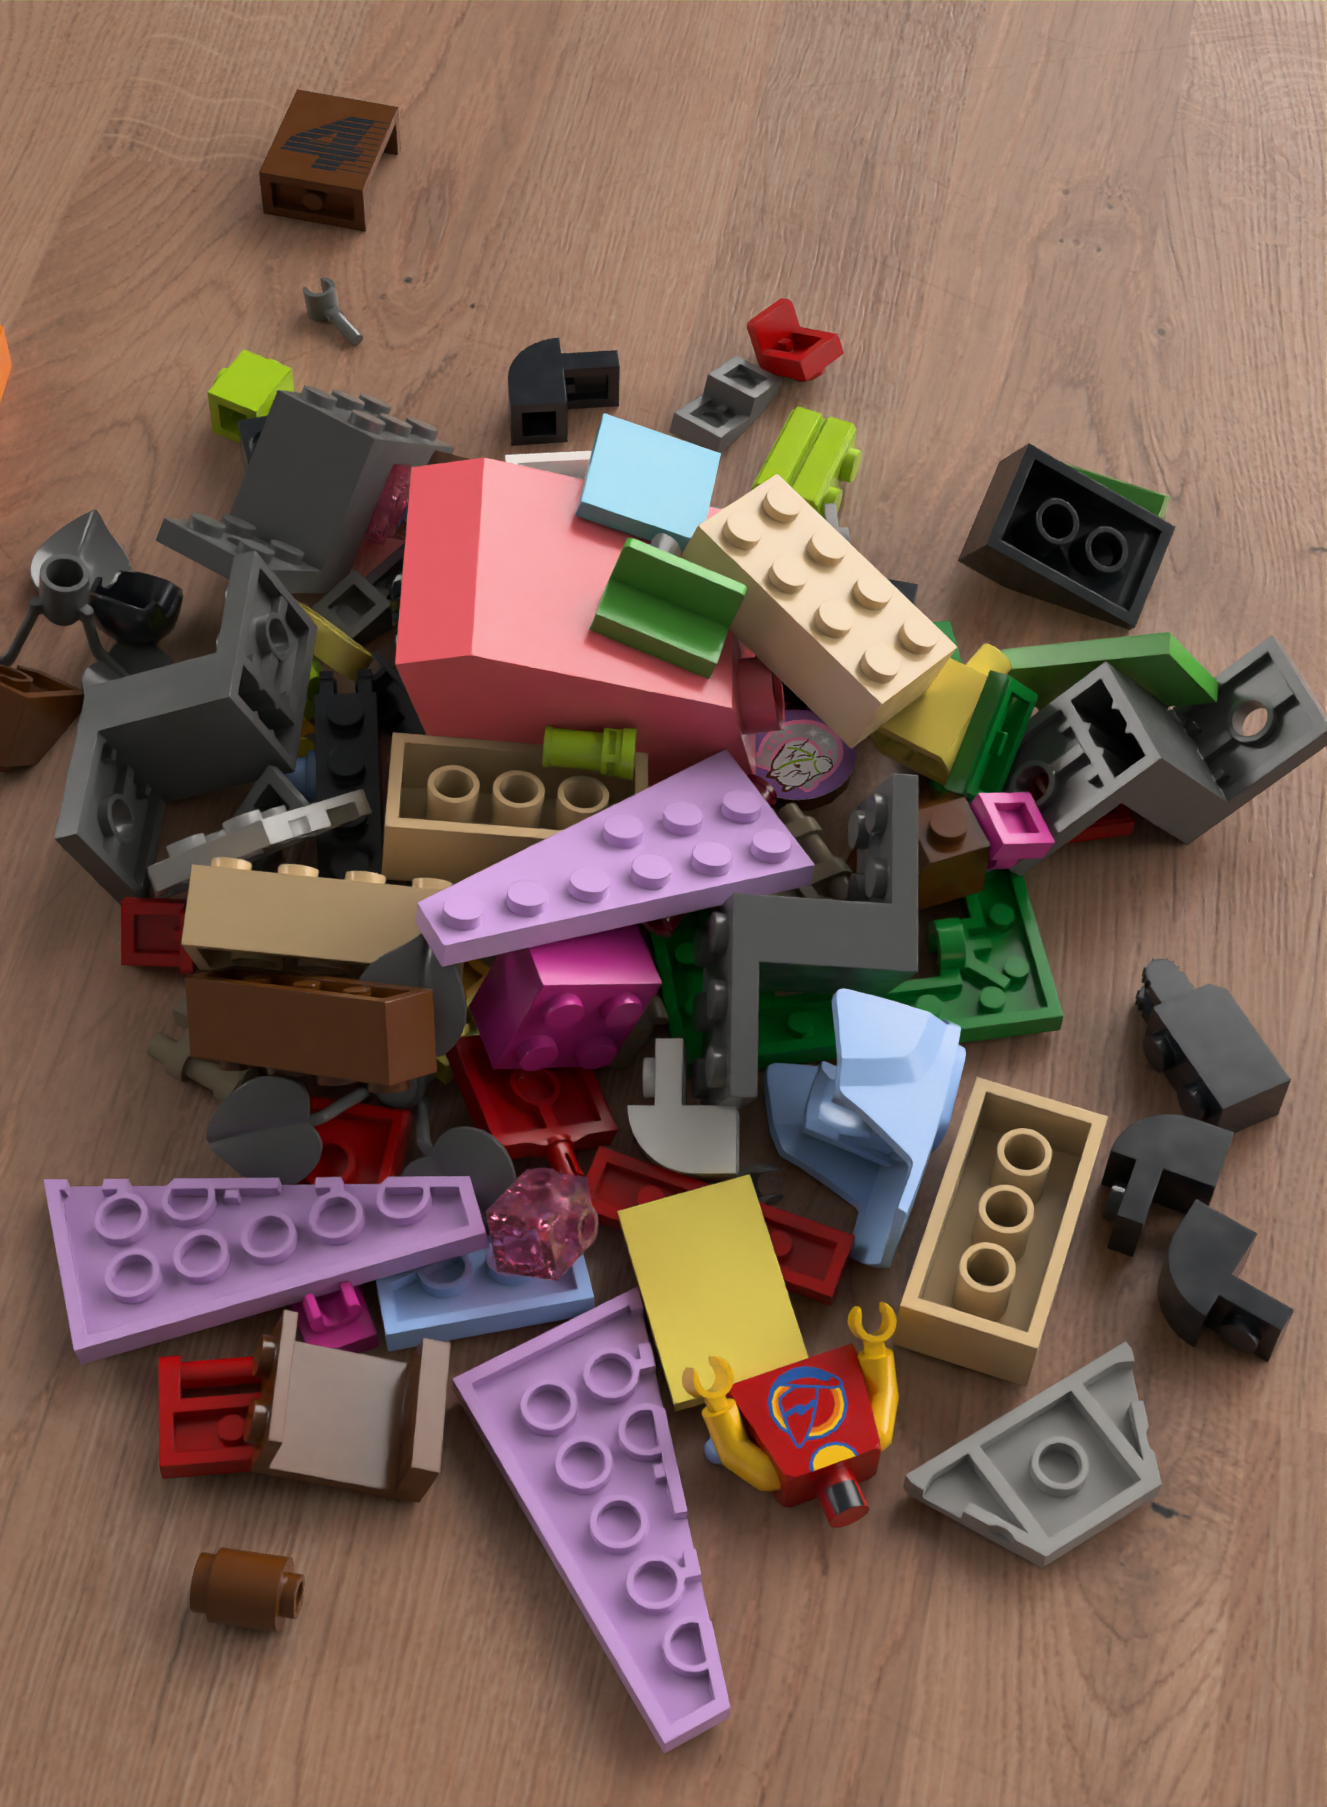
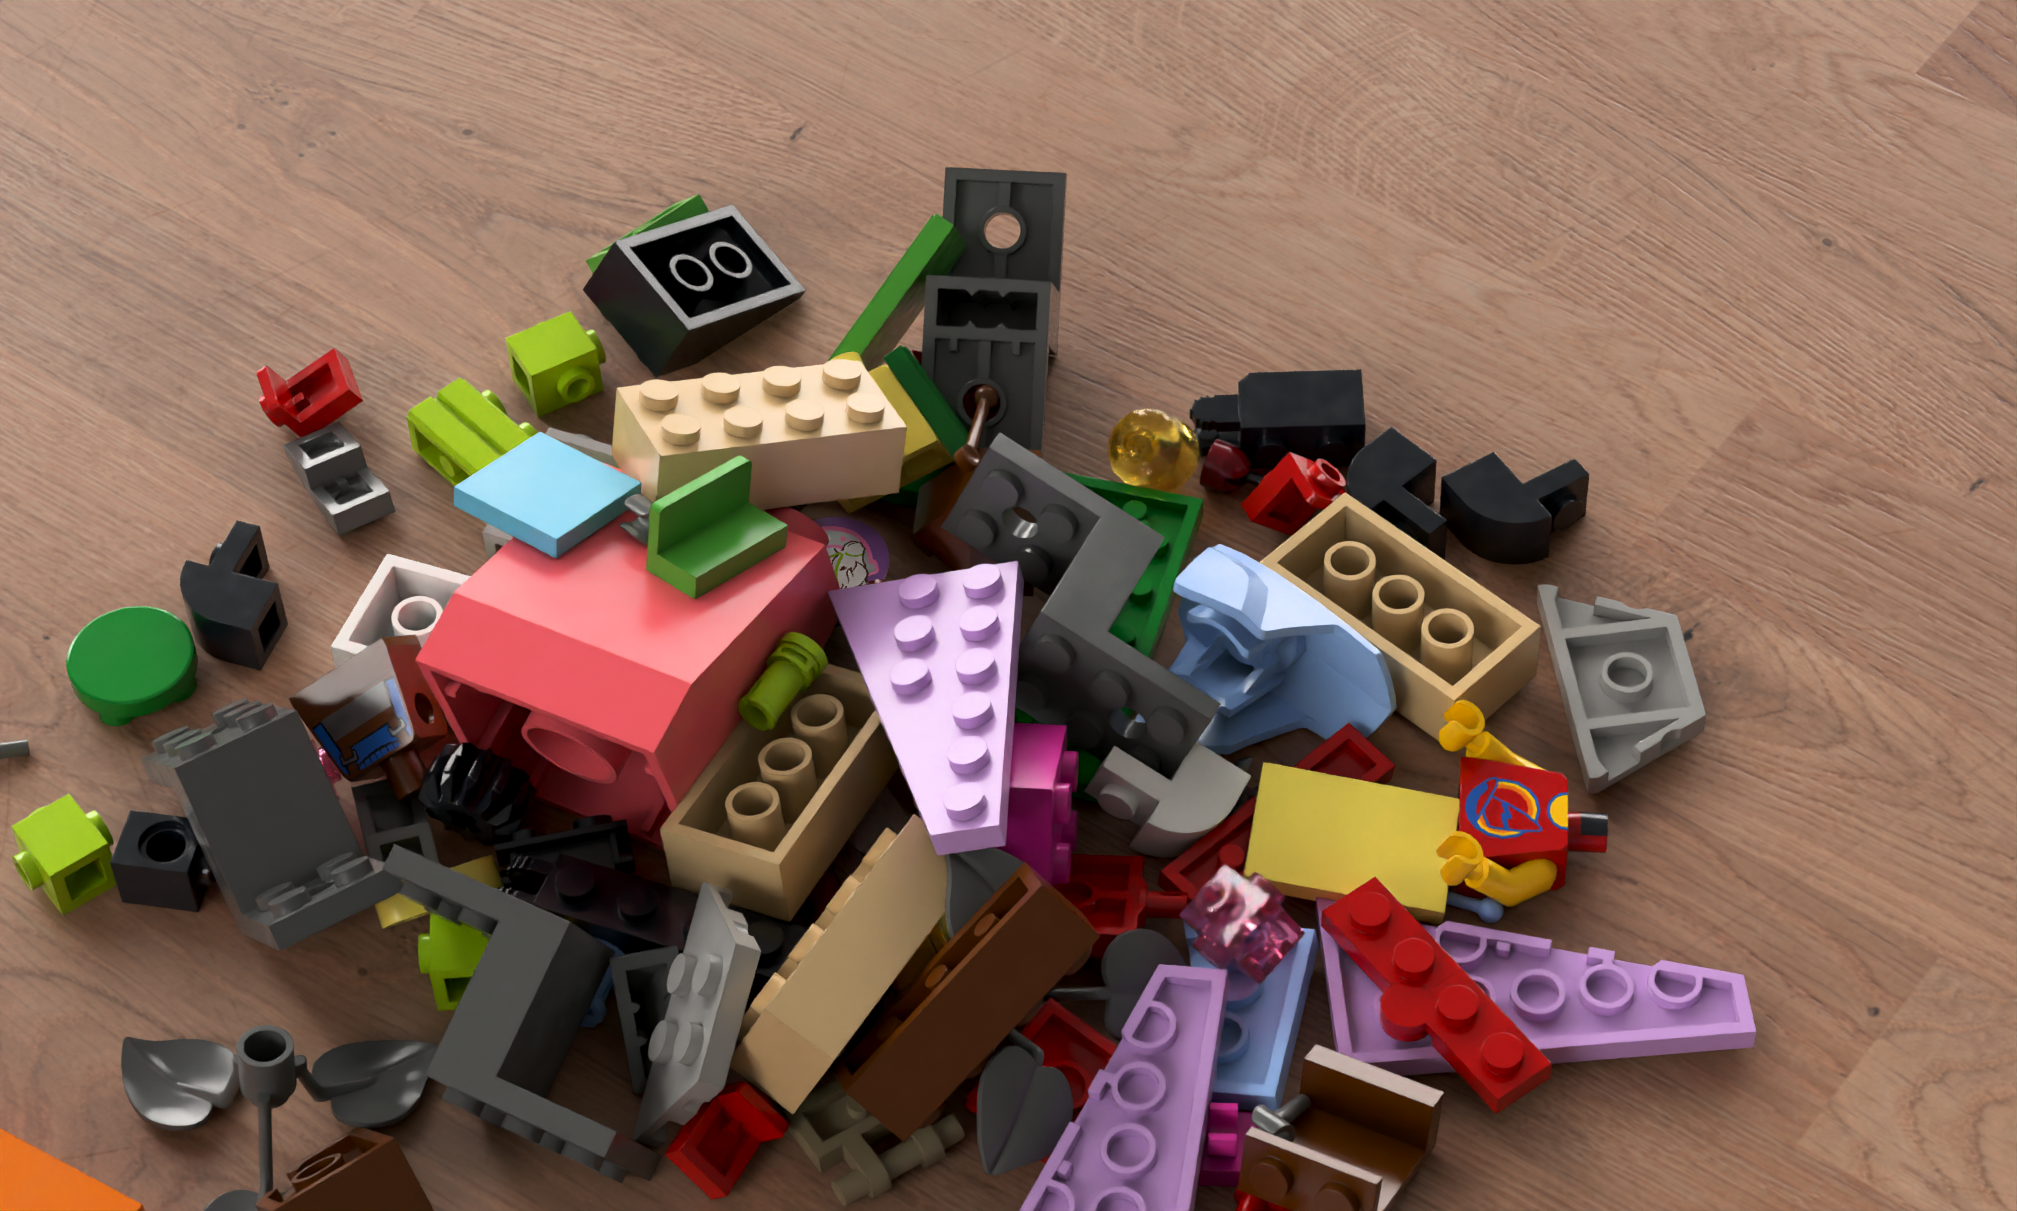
camera: 60 degrees left, 5 degrees down
(135, 607) = (307, 1018): black hair -> none
(338, 1336) = (1279, 1121): none -> dark grey hand
(461, 360) = (132, 663): none -> green tile
(556, 1427) = (1434, 996): none -> red hinge
(927, 486) = (556, 363): none -> lime brick
(937, 788) = (968, 456): none -> reddish brown hinge
(1011, 827) = (1026, 426): dark pink tile -> none
(1092, 952) = (1153, 450): none -> clear yellow head
(1107, 1085) = (1293, 493): none -> red bracket
(1121, 1025) = (1227, 468): none -> dark red hinge

